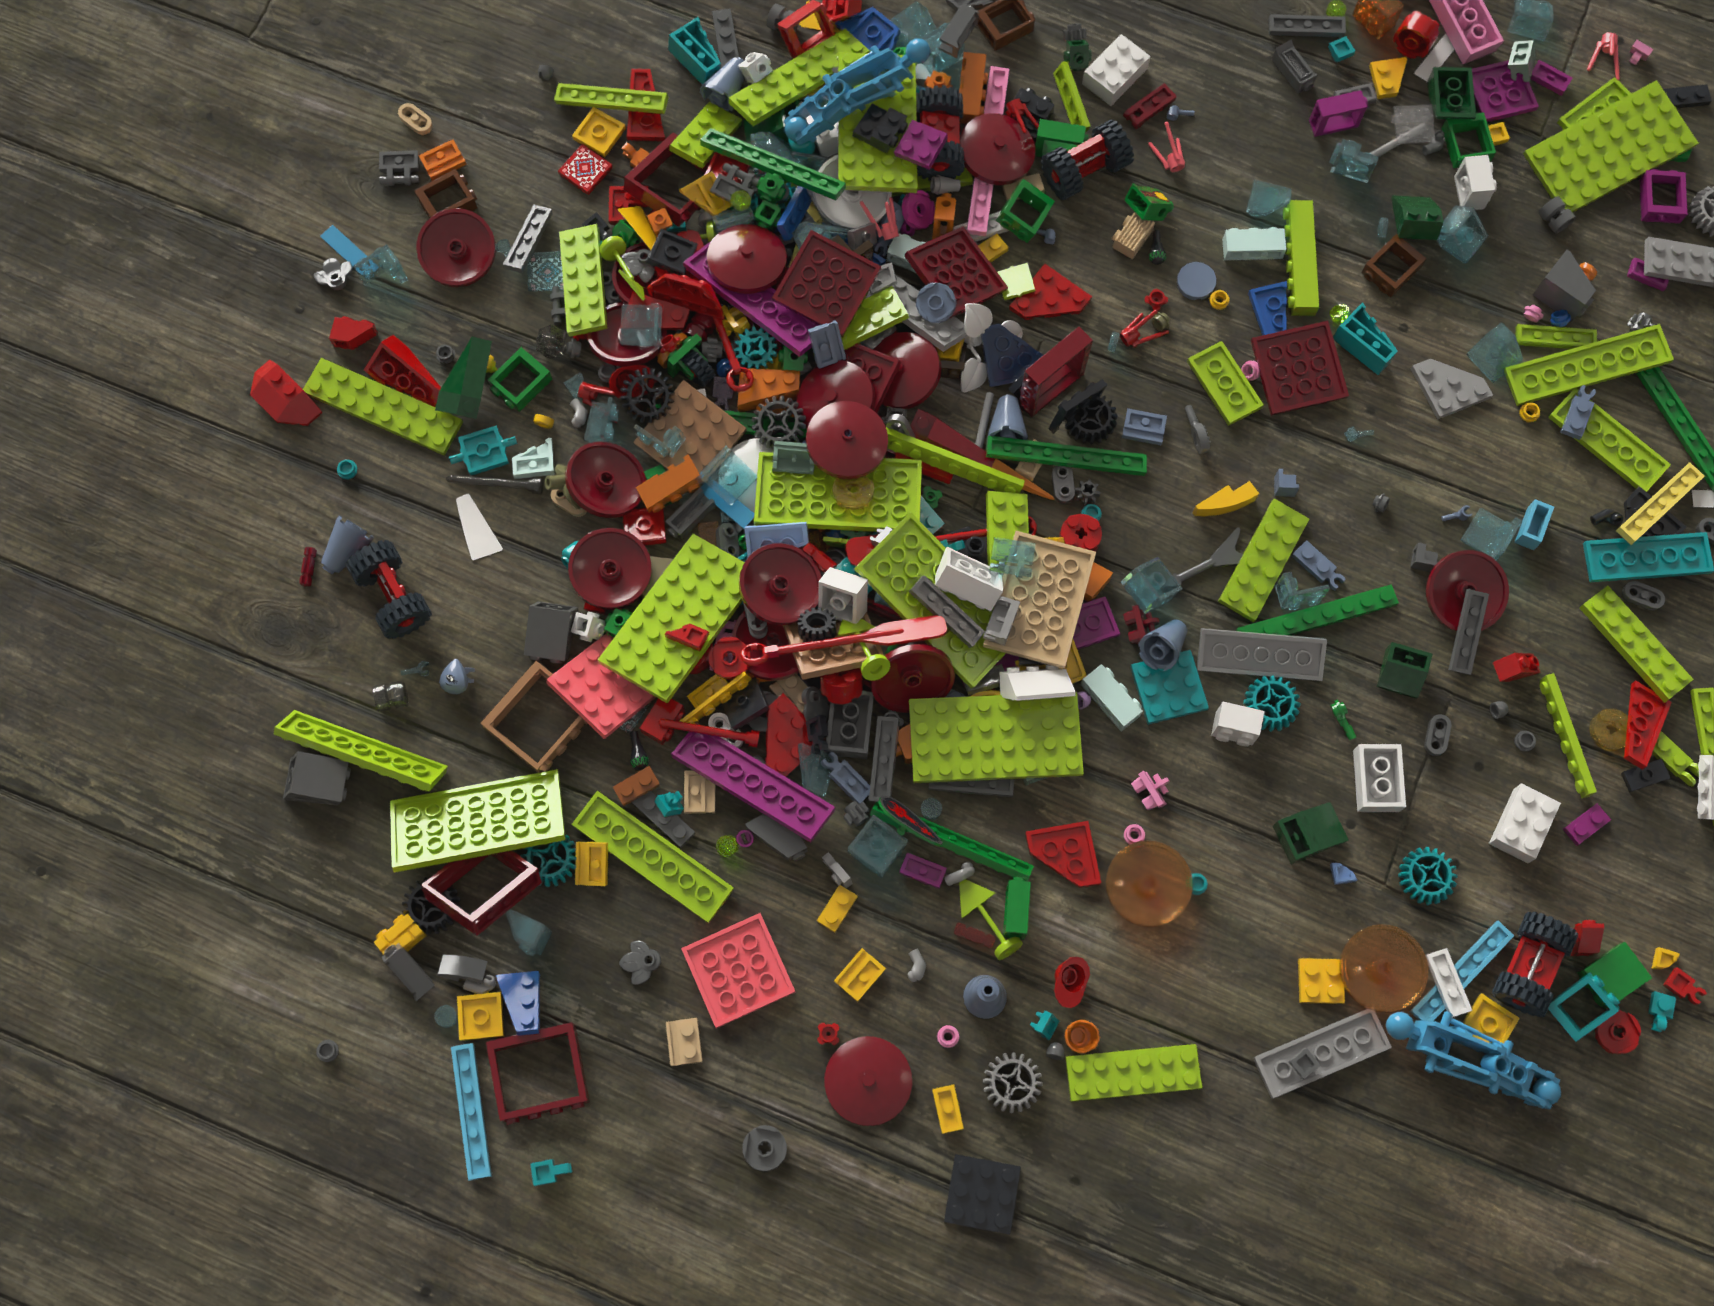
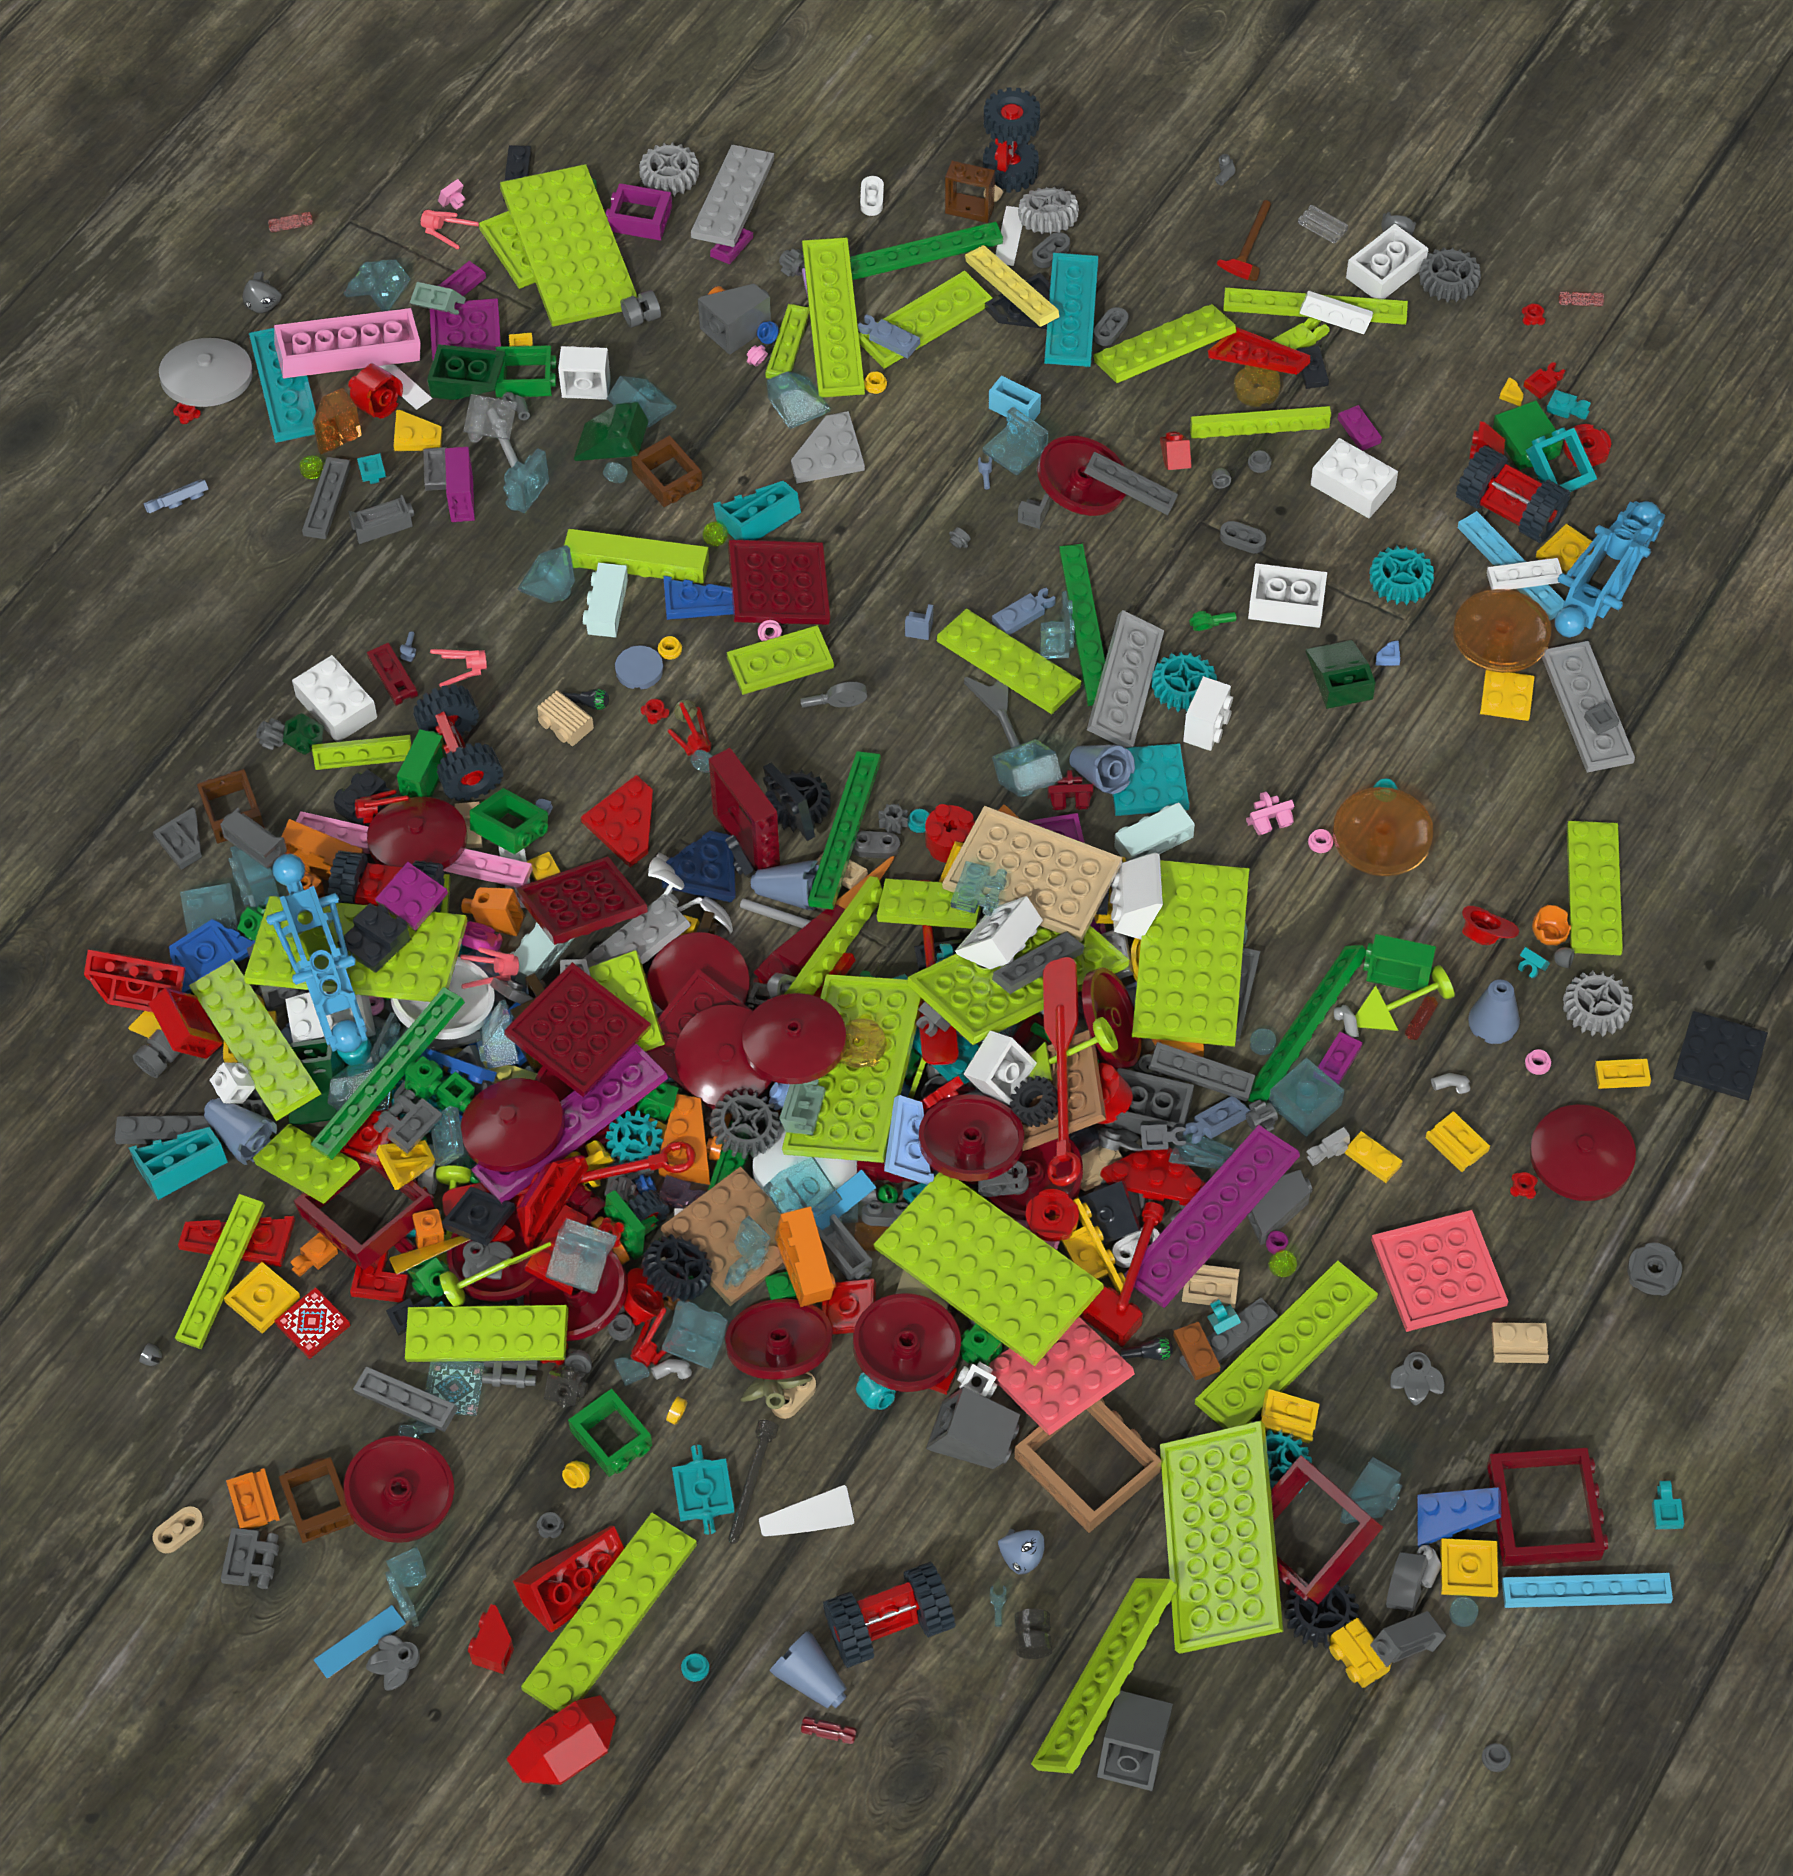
camera: 80 degrees left, 15 degrees down
(465, 383) = (613, 1492): dark green wedge -> none
(534, 461) = (731, 1427): light aqua wing -> none
(689, 636) = (1022, 1247): red tile -> none
(740, 200) = (435, 1112): clear neon green tile -> none
(826, 344) = (659, 1043): sand blue plate -> none
(907, 820) = (1283, 1052): shield -> none
(936, 302) = (628, 918): sand blue tile -> none
(943, 185) = (452, 902): light grey cone -> none
(975, 547) = (952, 933): black cone -> none
(1001, 620) = (1059, 907): light grey hinge -> none
(1018, 280) = (597, 845): piece -> none
(1067, 851) = (1333, 909): red plate -> none
(1144, 426) = (819, 749): sand blue plate -> none
(1148, 202) = (533, 689): green torso -> none
(1227, 500) = (929, 681): yellow slope -> none
(1352, 434) = (868, 549): clear light blue hand -> none
(1404, 670) = (1164, 550): dark green slope -> none
(1607, 515) = (1012, 339): black arm -> none

